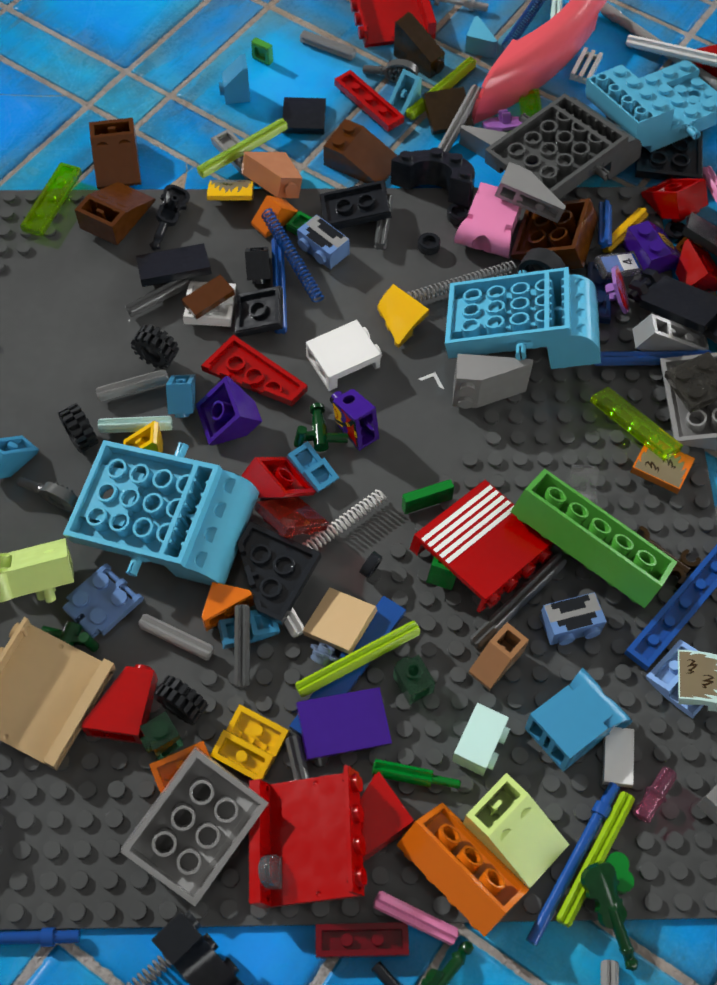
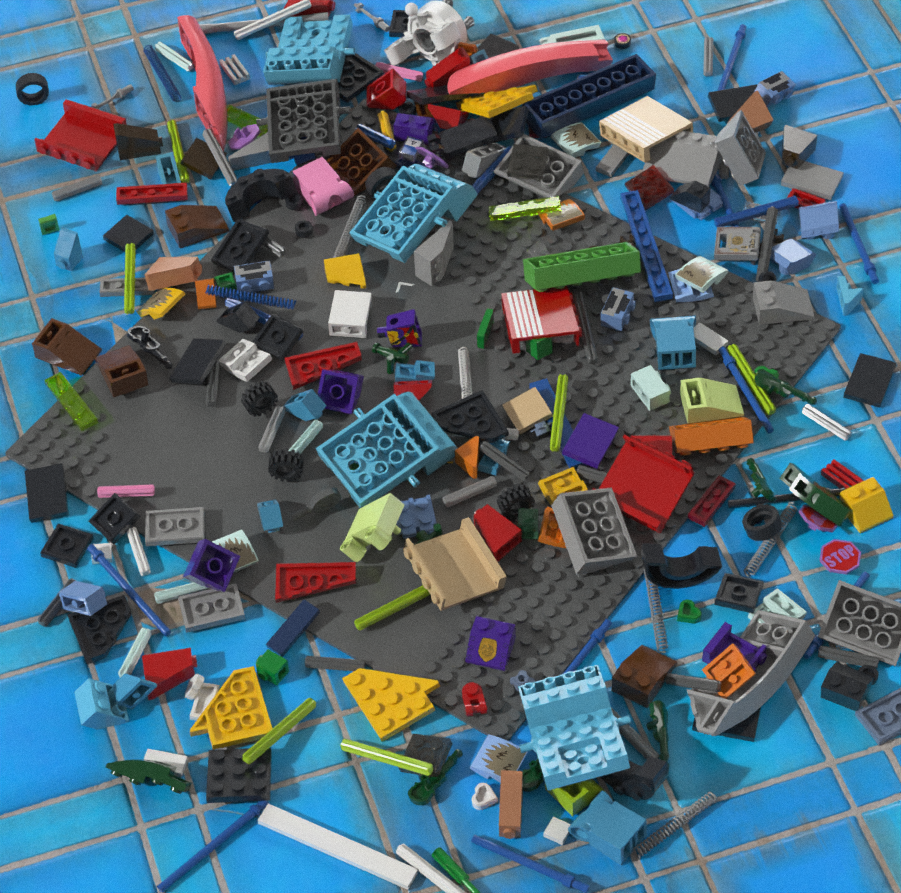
camera: 50 degrees left, 10 degrees down
(147, 438) = (324, 433): yellow slope -> none
(208, 296) = (245, 353): reddish brown tile -> none
(270, 871) = (648, 510): clear light blue tile -> none
(291, 516) = (447, 392): clear red tile -> none
(371, 564) = (505, 378): black tile -> none
(392, 70) = (143, 164): dark grey piece -> none
(412, 774) = (647, 426): green axle -> none
(413, 678) = (590, 396): clear green brick -> none
(415, 918) = (721, 469): bright pink axle -> none
(480, 40) = (158, 106): medium azure slope -> none
(499, 656) = (611, 351): medium nougat slope -> none
(528, 192) = (326, 152): light grey slope -> none
(655, 795) = (741, 335): clear pink axle -> none

